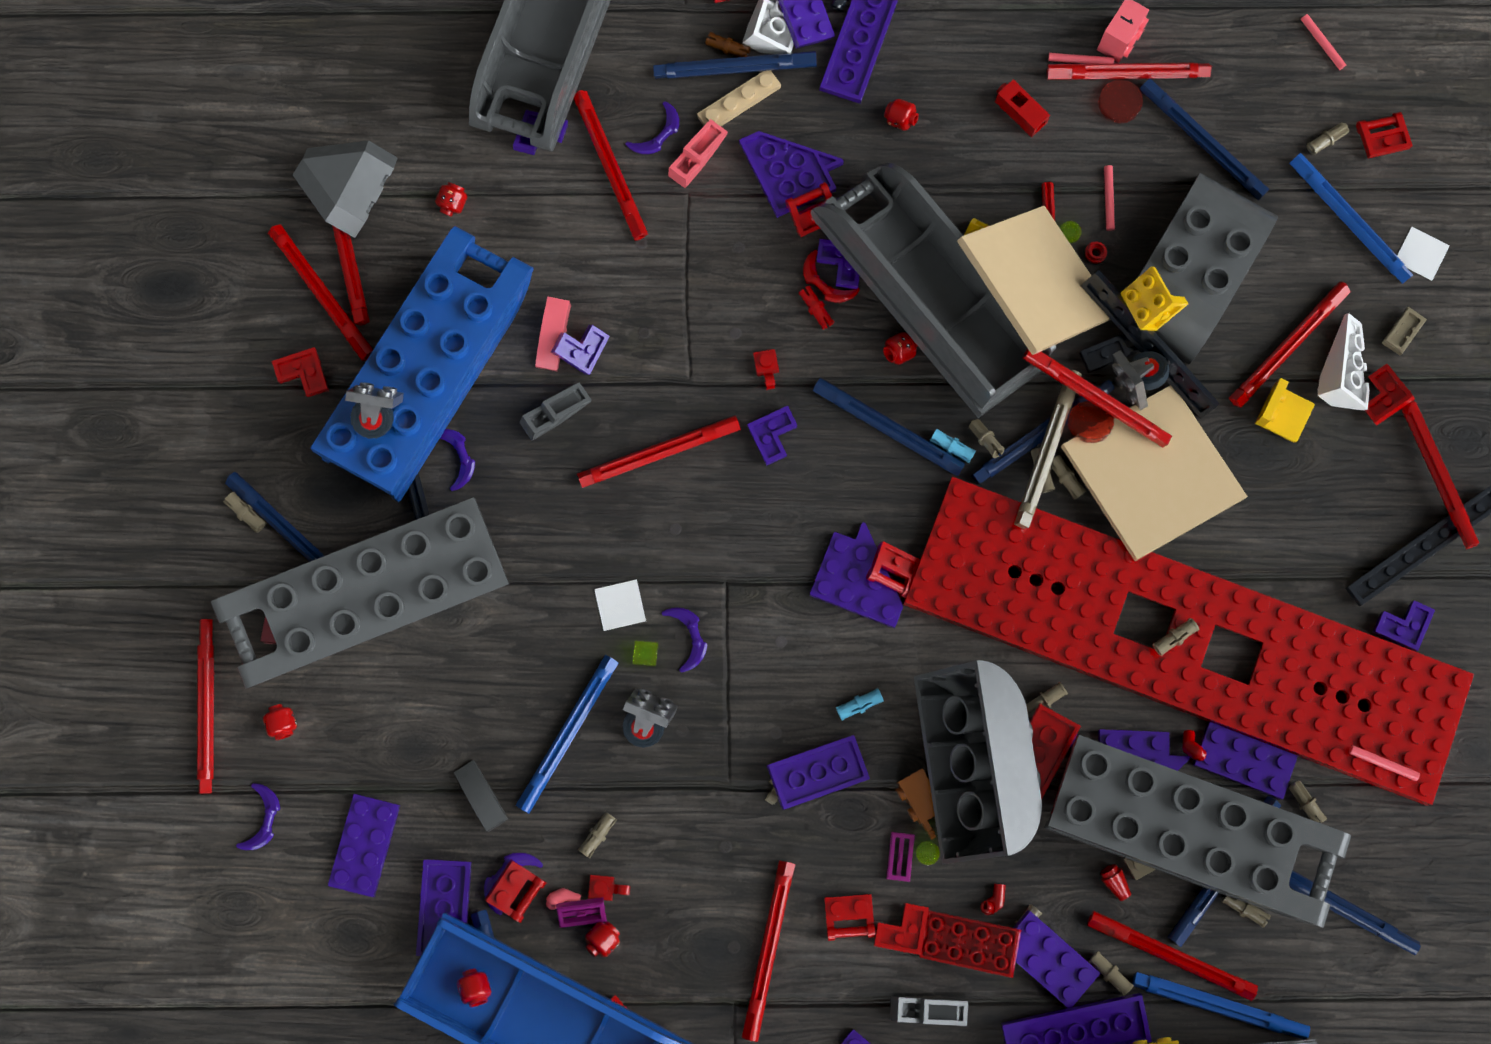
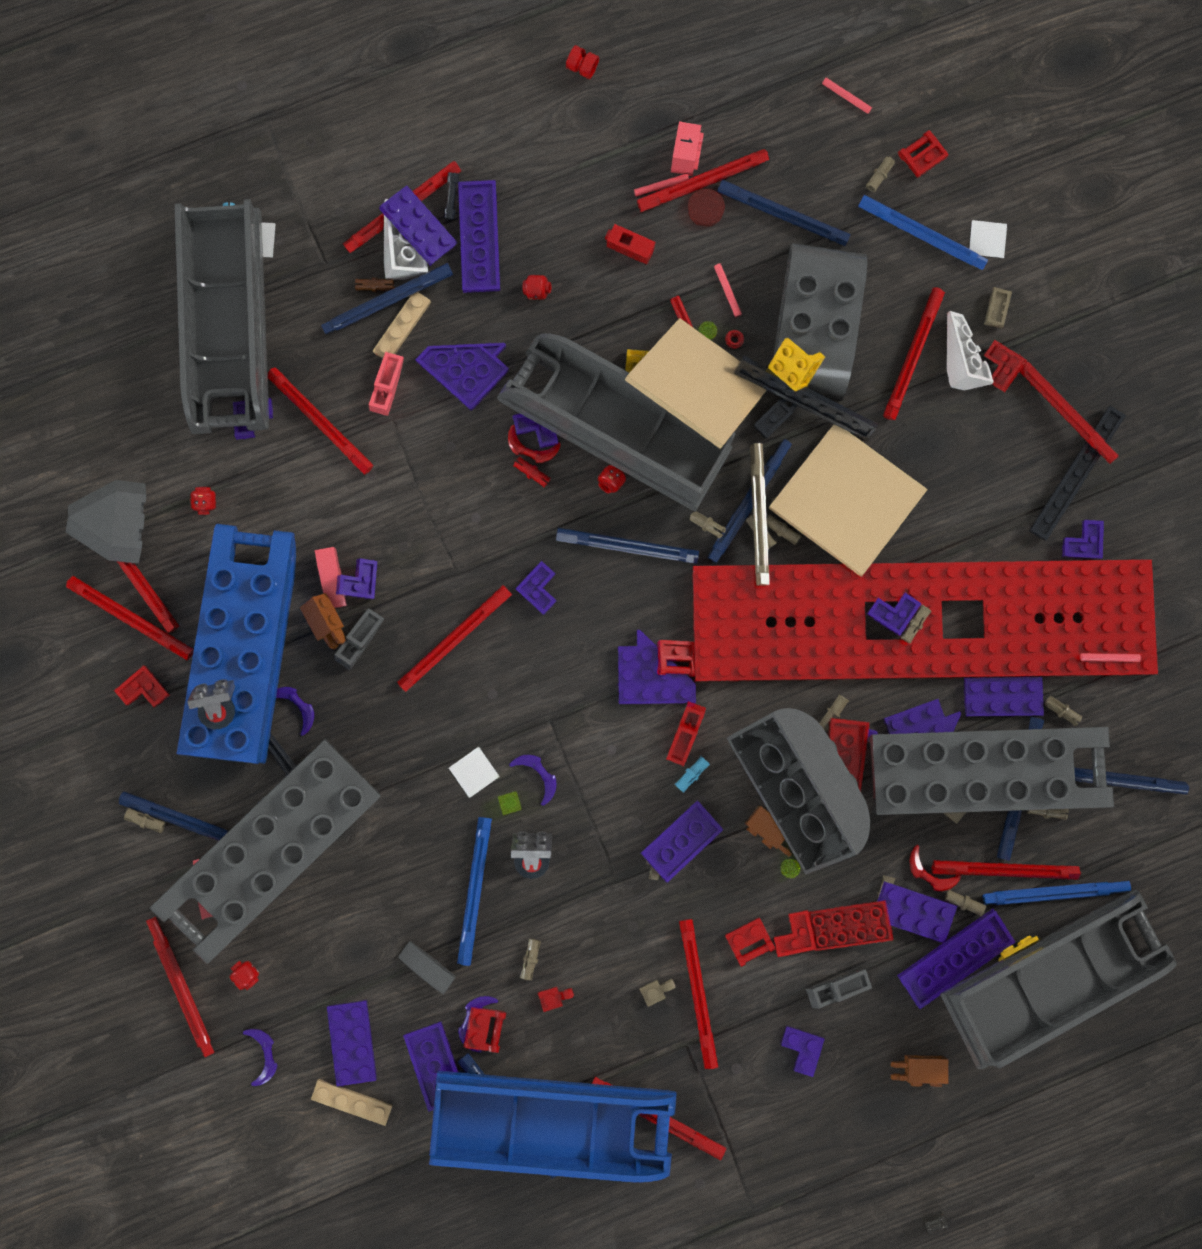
camera: 25 degrees left, 5 degrees up
(336, 911) = (351, 1102): none -> tan plate
(474, 988) = (485, 1121): red head -> none
(526, 375) = (324, 620): none -> dark orange hinge
(560, 896) = (521, 1018): coral arm -> none
(580, 909) = (540, 1024): magenta tile -> none
(602, 939) = (567, 1039): red head -> none
(655, 144) = (348, 391): dark purple piece -> none
(719, 928) = (654, 992): none -> dark tan plate
(766, 365) = (511, 535): red plate -> none
(803, 220) = (493, 405): red plate -> none
(870, 656) = (686, 733): none -> red slope
(902, 836) = (765, 863): magenta tile -> none
(952, 445) = (683, 540): medium azure pin -> none
(995, 902) = (857, 883): red arm -> none
(1087, 939) = (918, 871): none -> red piece
(1090, 422) = (784, 479): clear red tile -> none
(1098, 397) = (783, 459): red piece -> none
(1115, 880) = (942, 831): red cone -> none
(1142, 373) = (810, 423): flat silver plate -> none
(1157, 621) = (894, 618): none -> dark purple plate
(1192, 748) = (960, 704): red arm -> none
(1284, 412) = (930, 410): yellow bracket -> none

